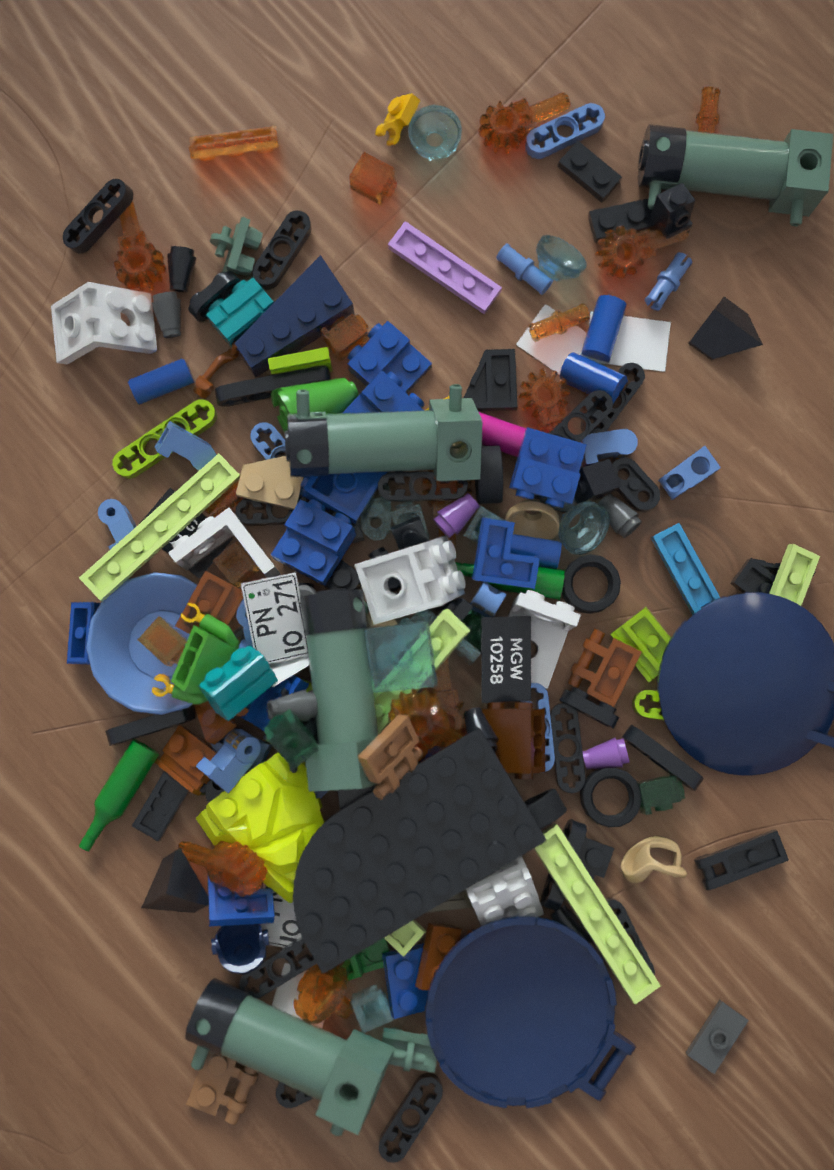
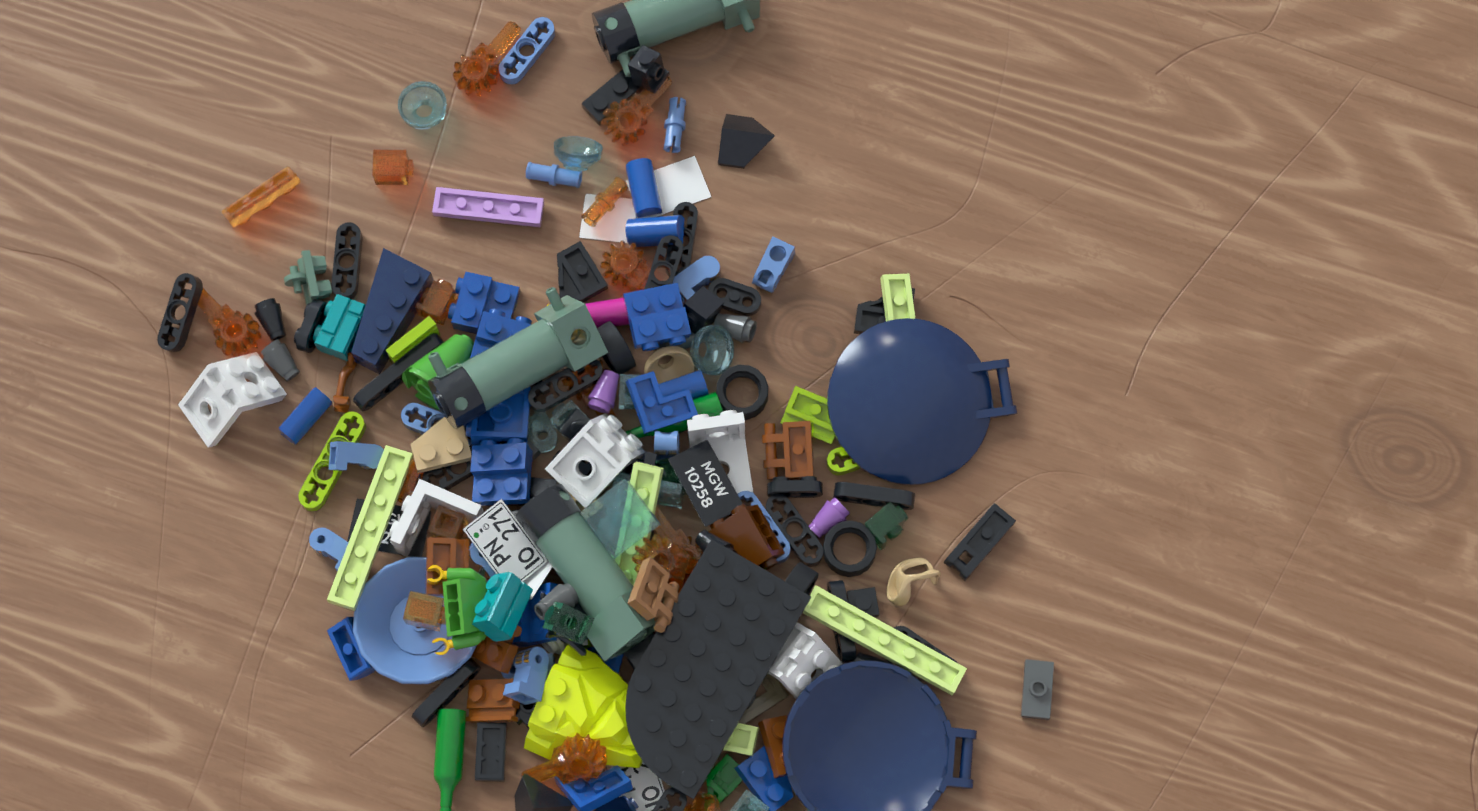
camera: 25 degrees left, 10 degrees down
(399, 115) = (385, 105): yellow plate -> none
(589, 171) = (564, 72): black plate -> none
(685, 567) = (808, 338): dark azure plate -> none

